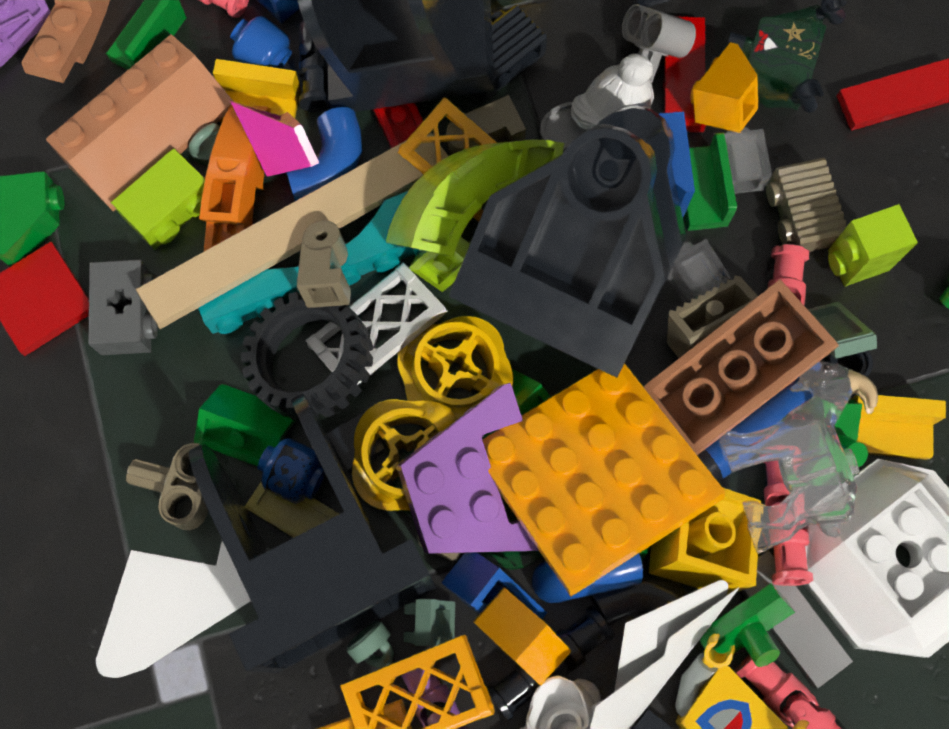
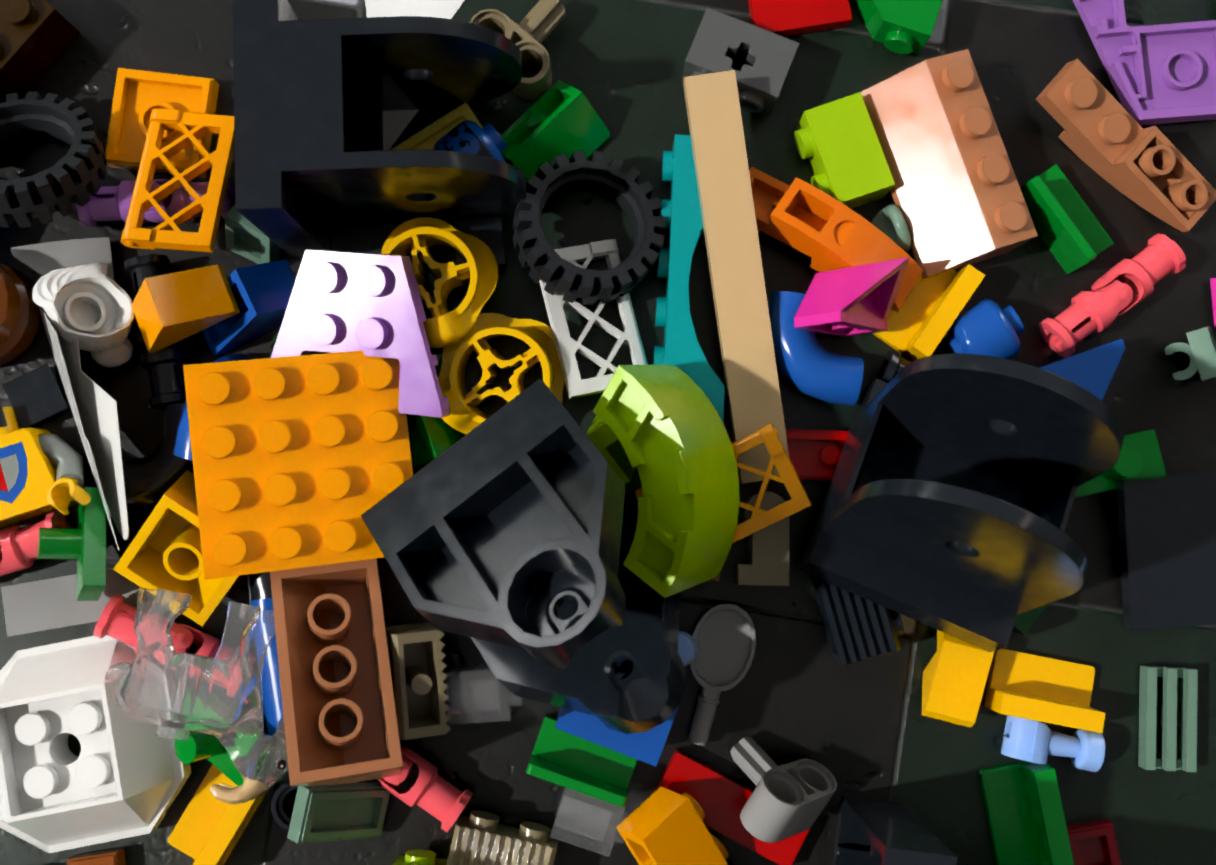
camera: 115 degrees right, 10 degrees up
(320, 263) = (671, 277): dark tan leg -> none
(615, 88) = (727, 704): white hair -> none

